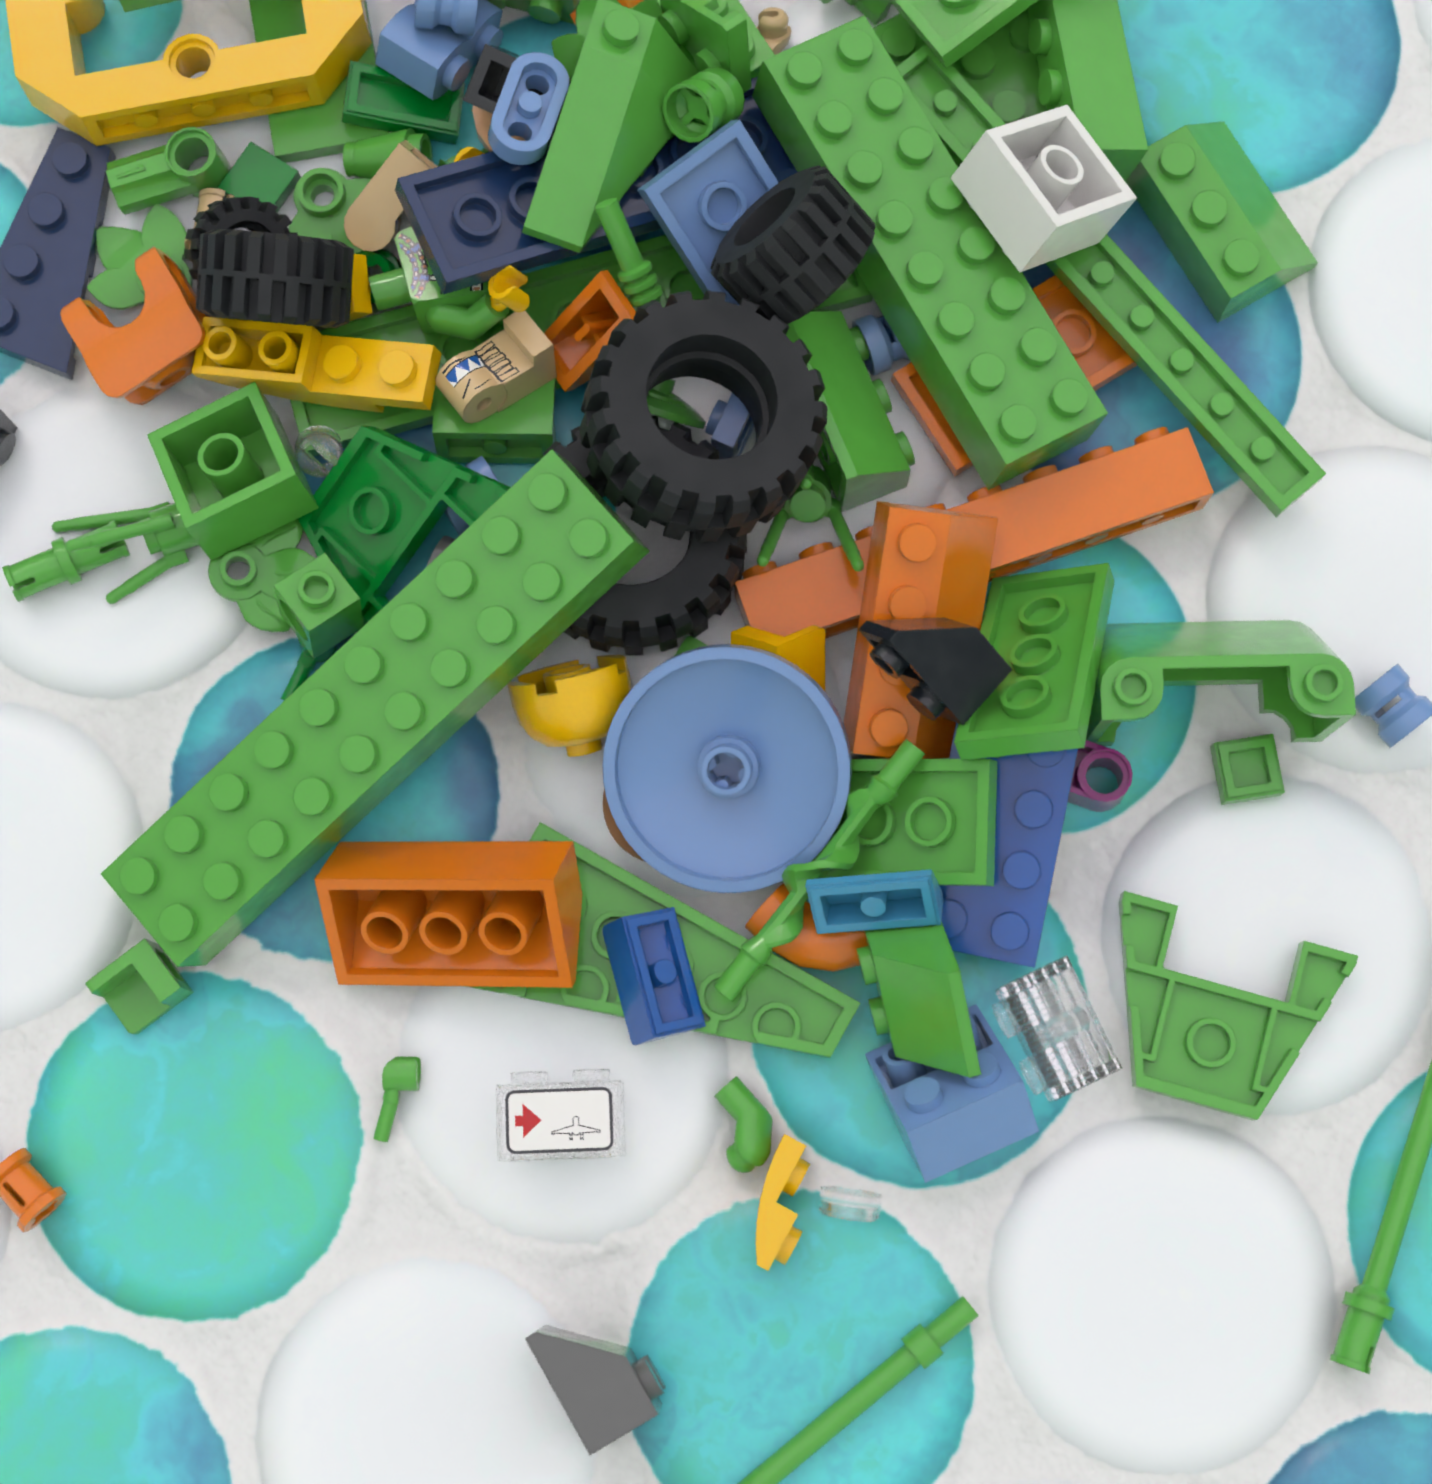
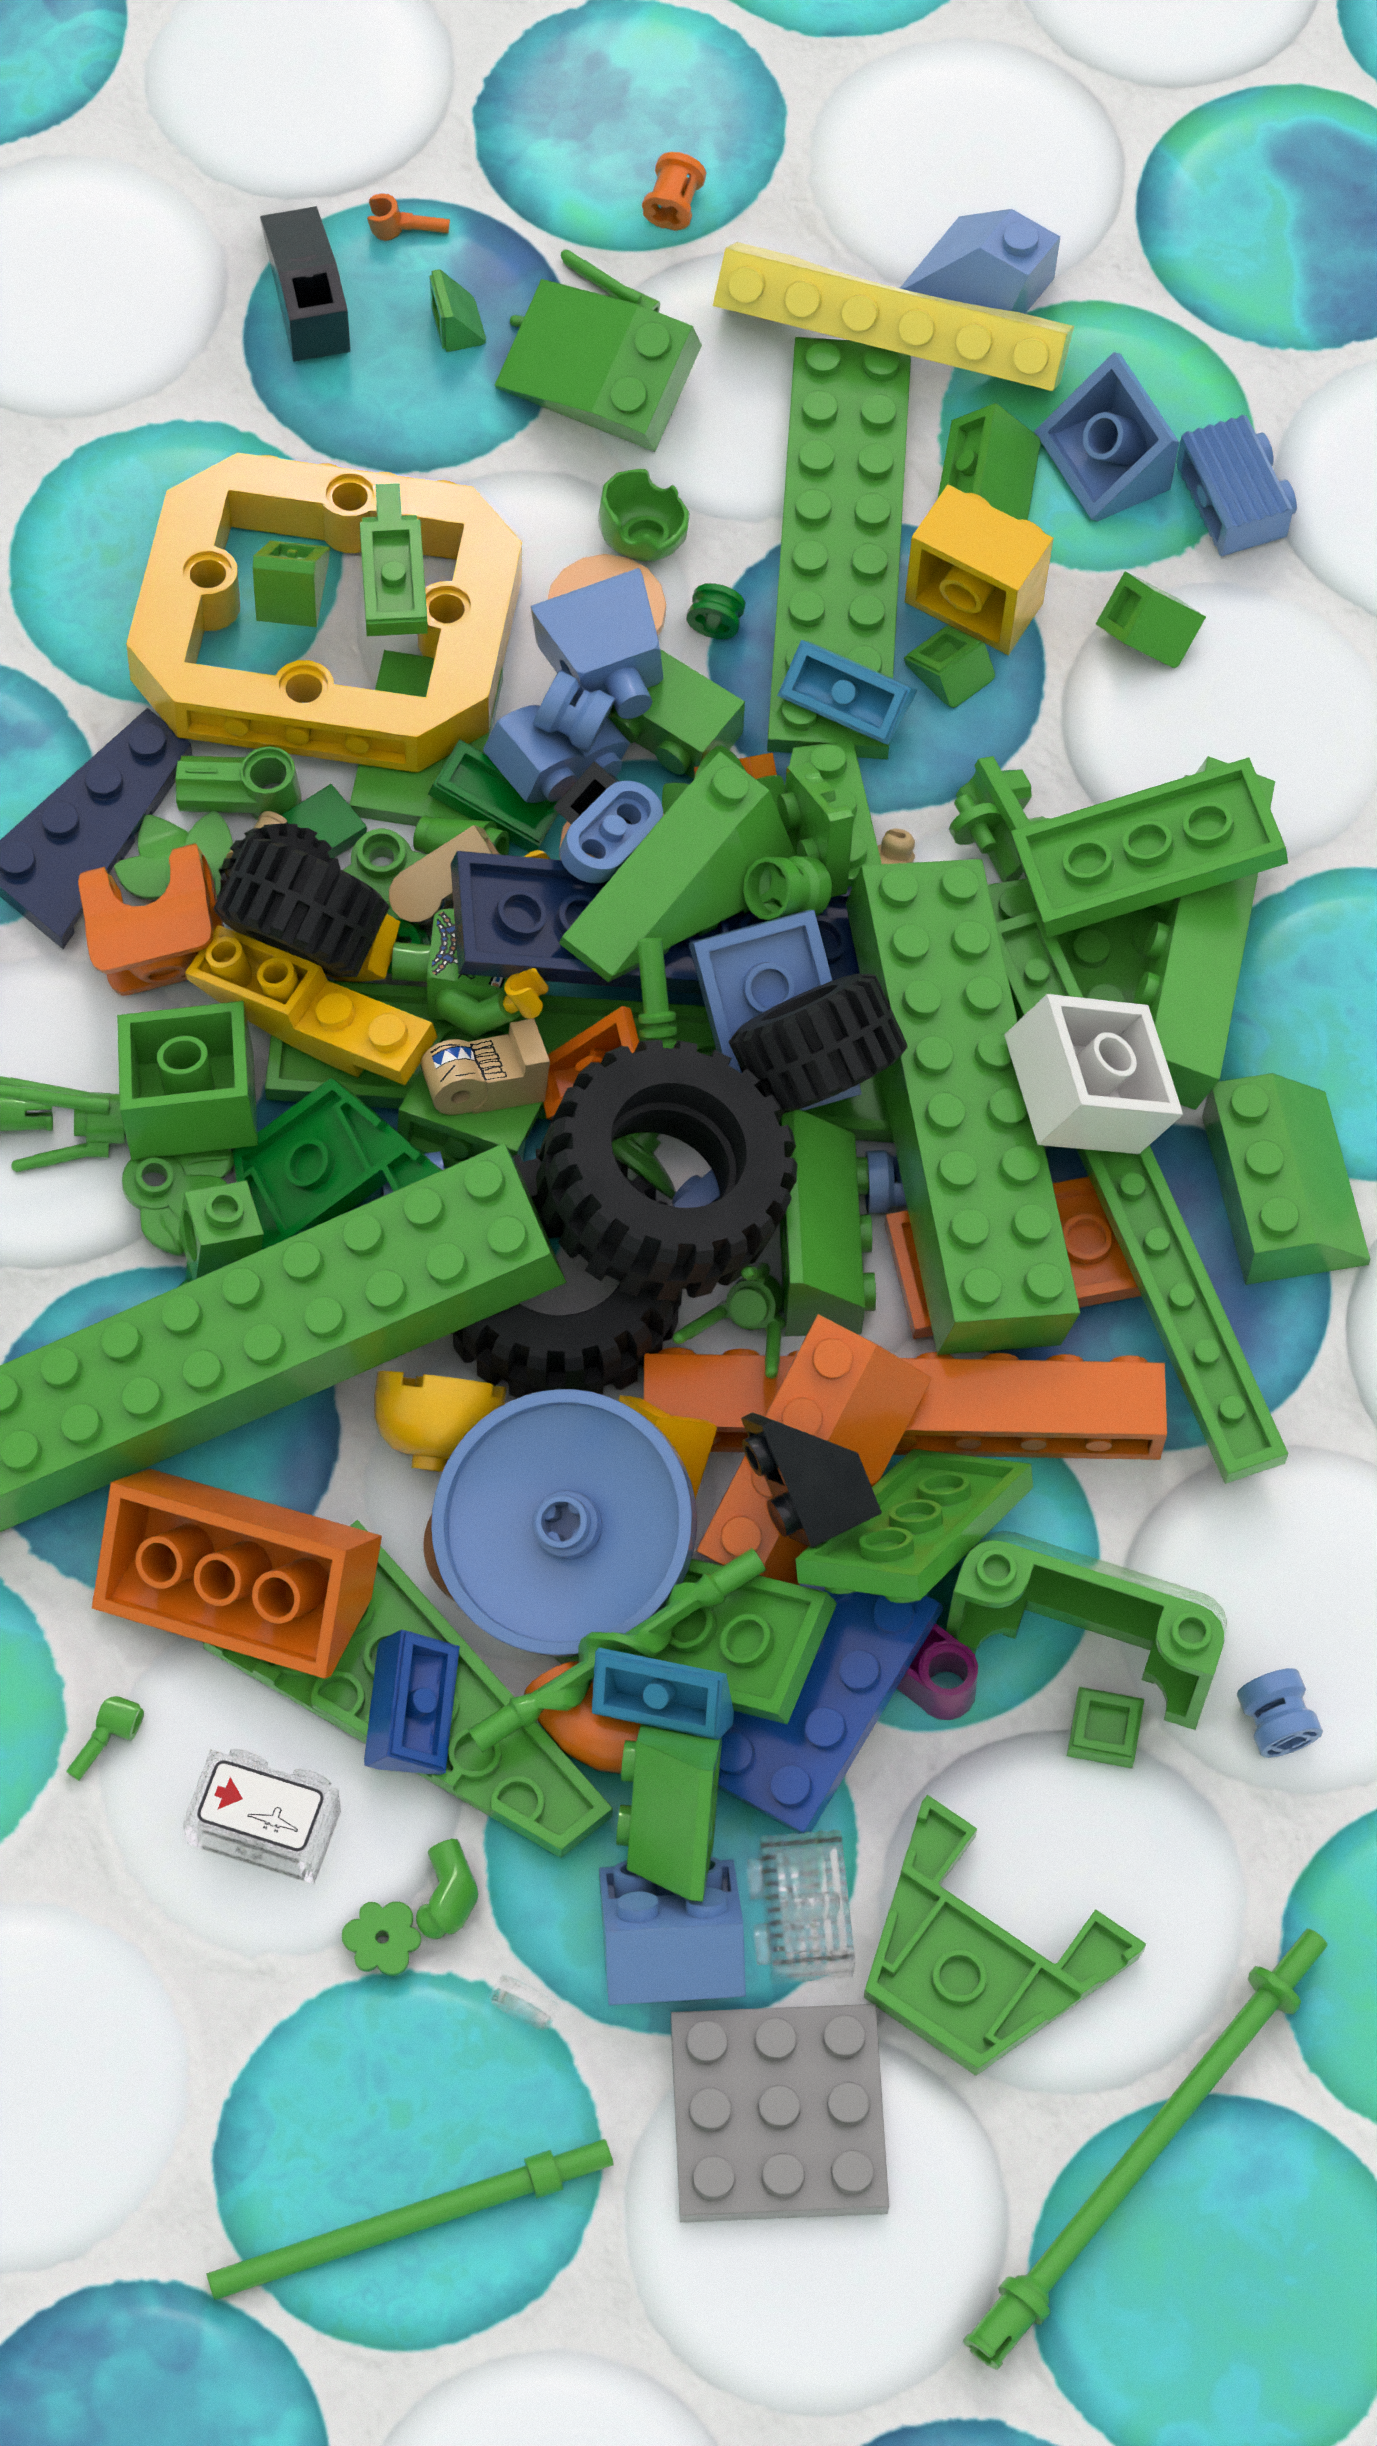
camera: 15 degrees right, 15 degrees down
(325, 442) = (290, 1085): clear hinge -> none
(598, 1384) = (199, 2075): dark grey slope -> none
(685, 1191) = (391, 1921): none -> bright green plant
(774, 1223) = (439, 1990): yellow slope -> none
(1099, 1216) = (778, 2113): none -> light grey plate

